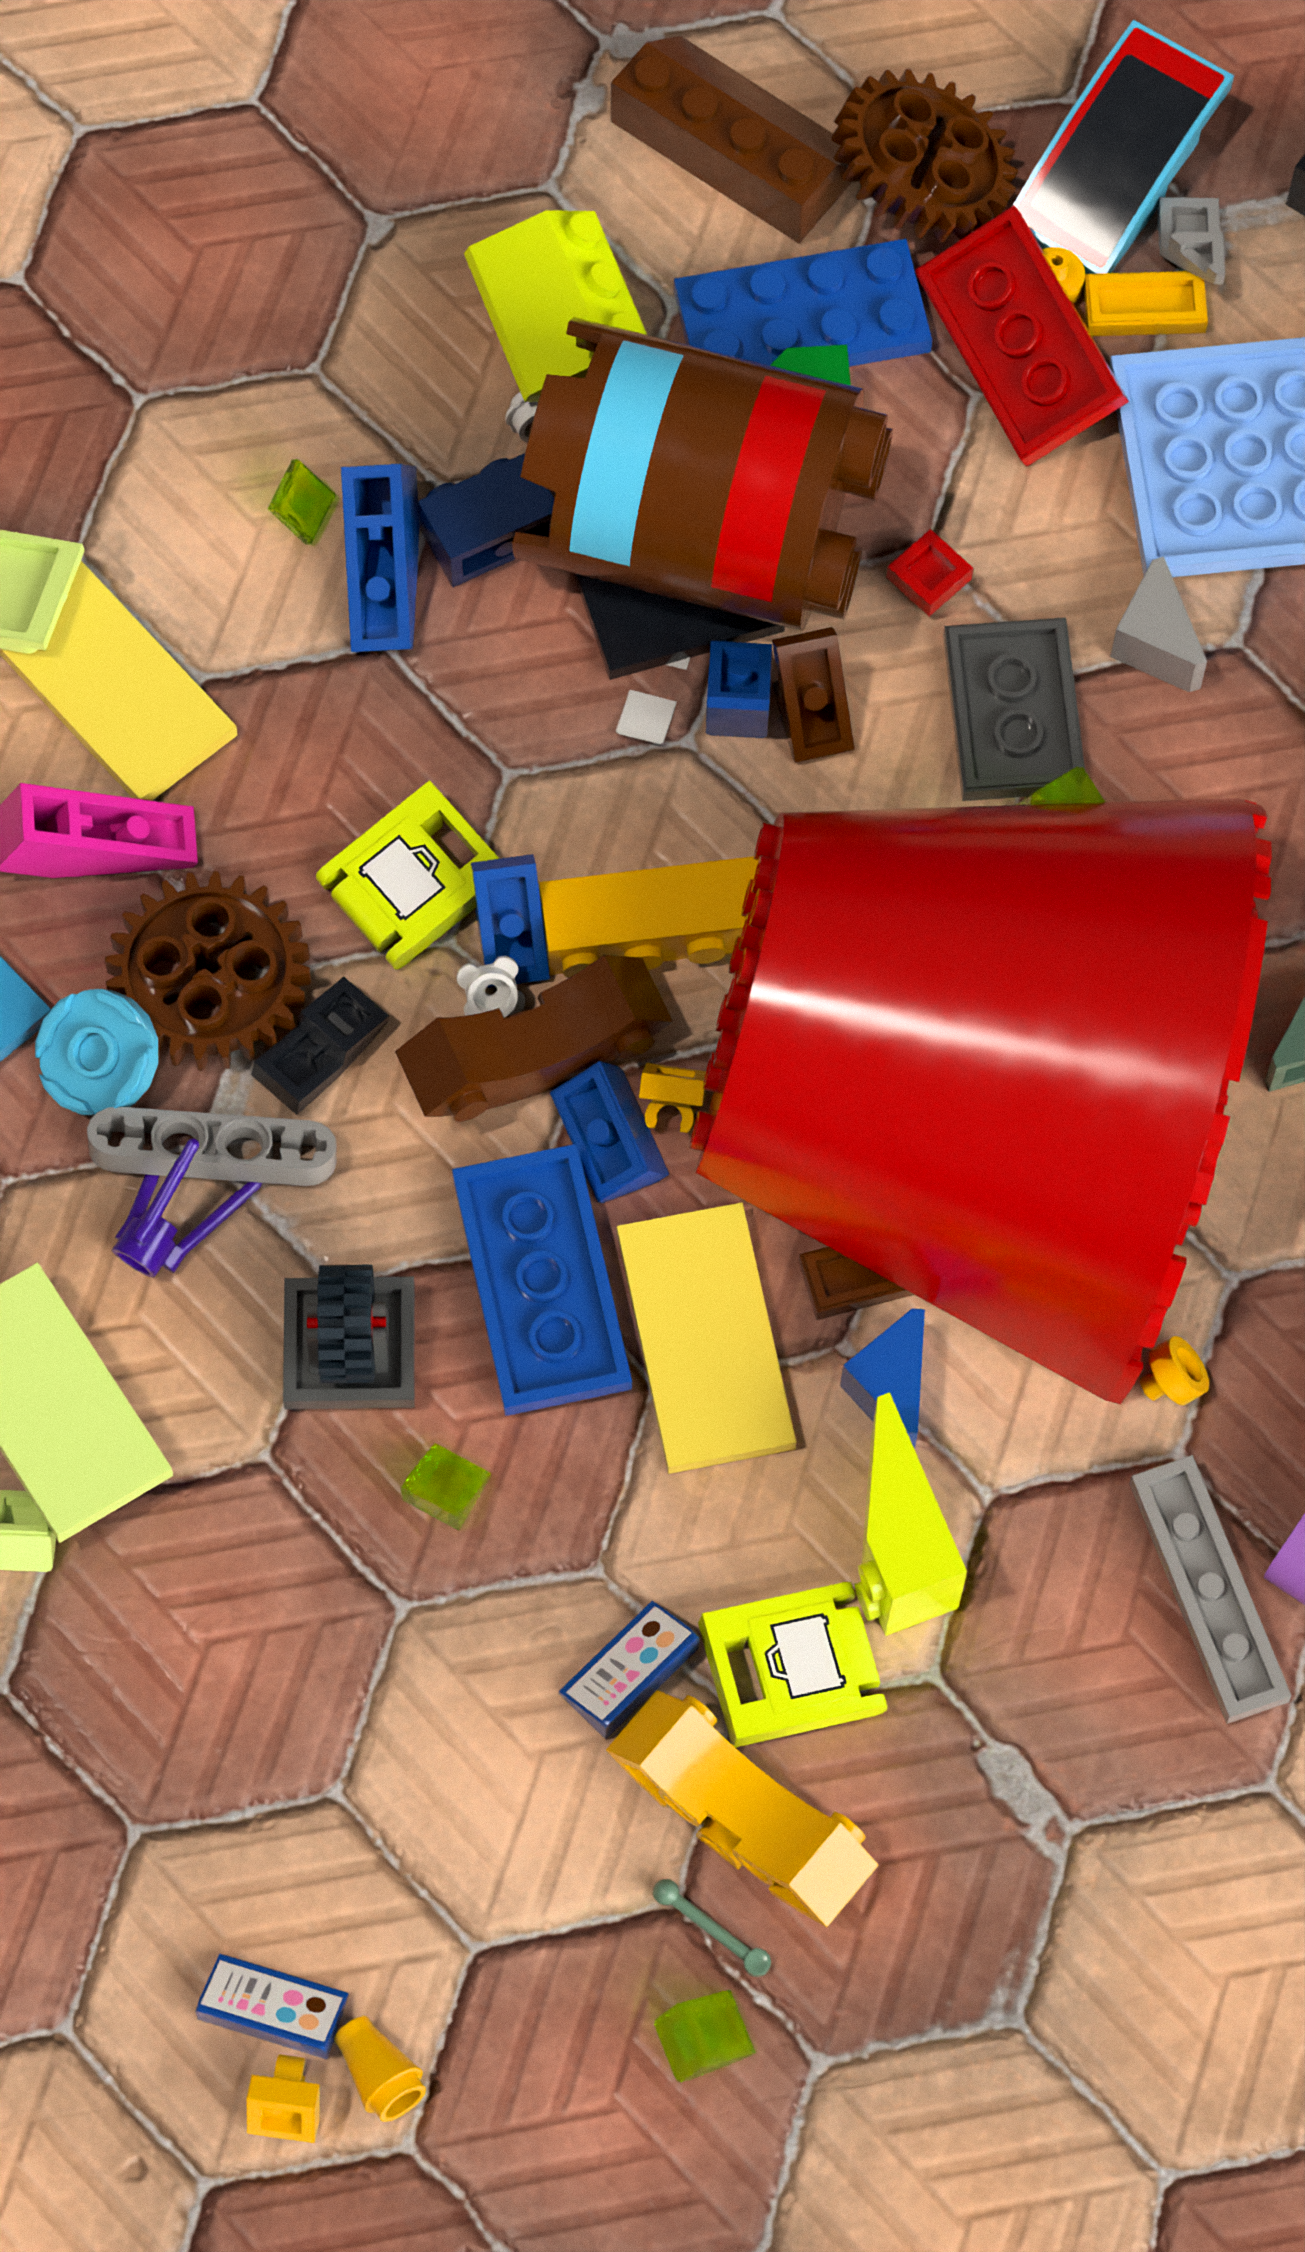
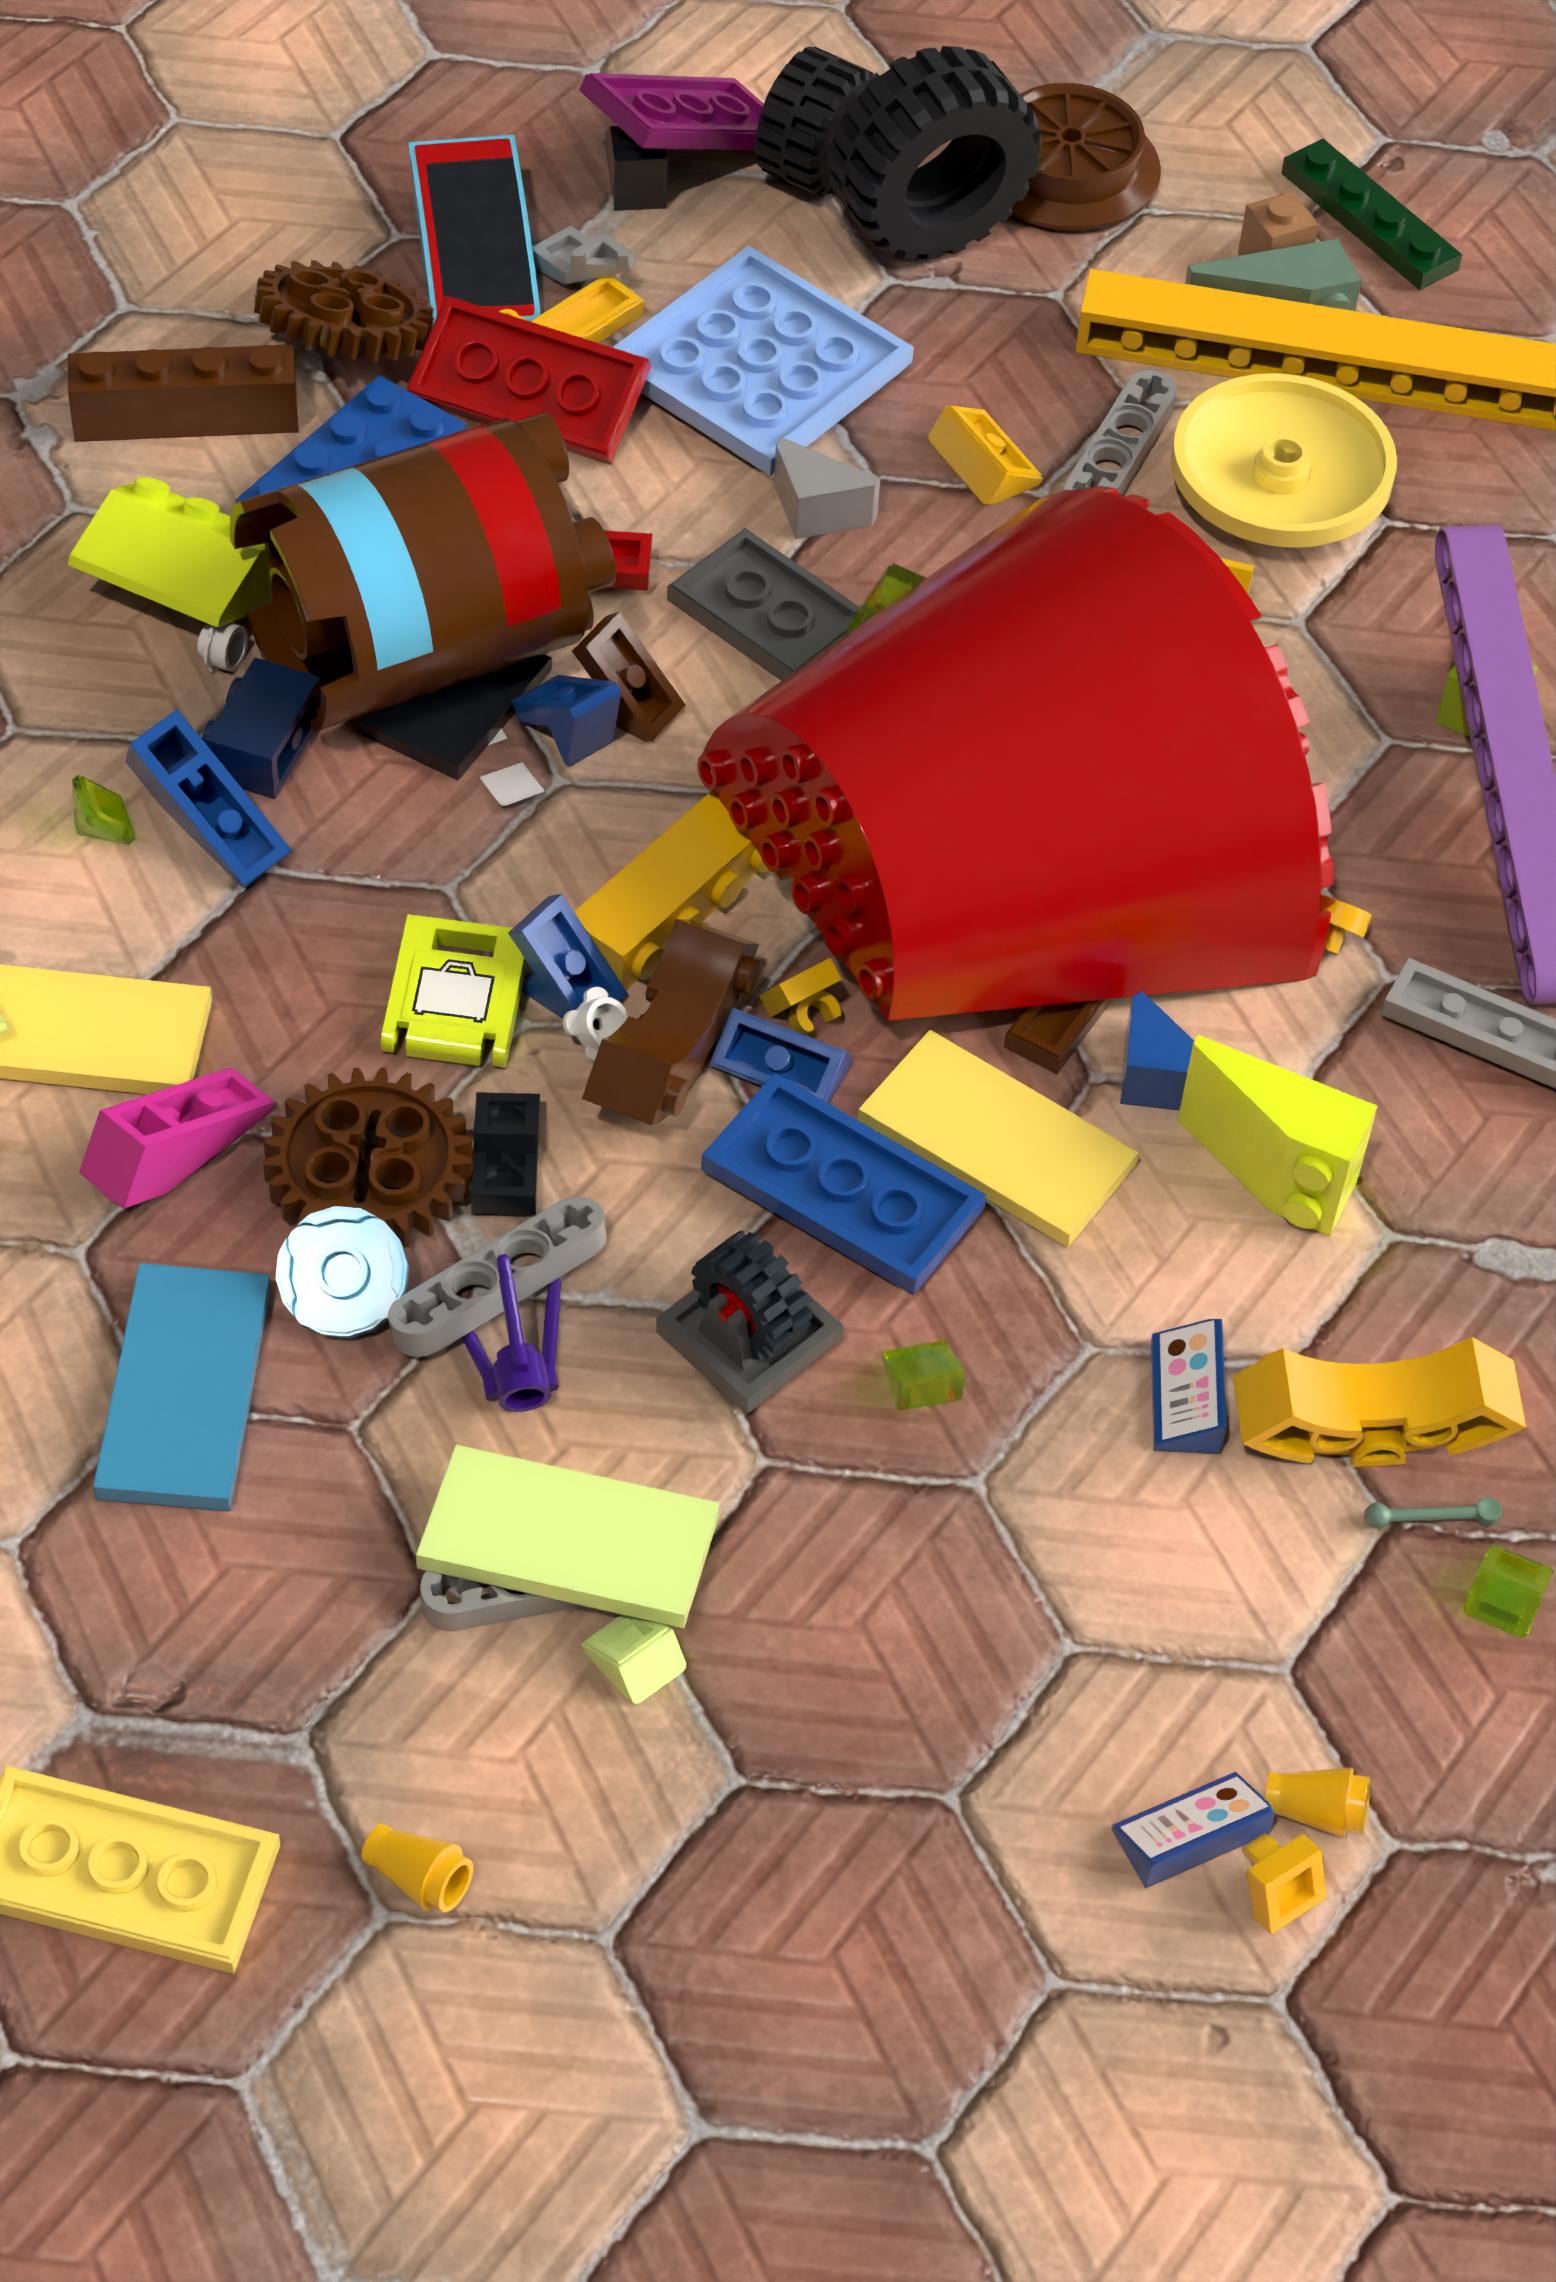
camera: 45 degrees left, 15 degrees down
(805, 1660) = (1300, 1280): neon yellow container -> none

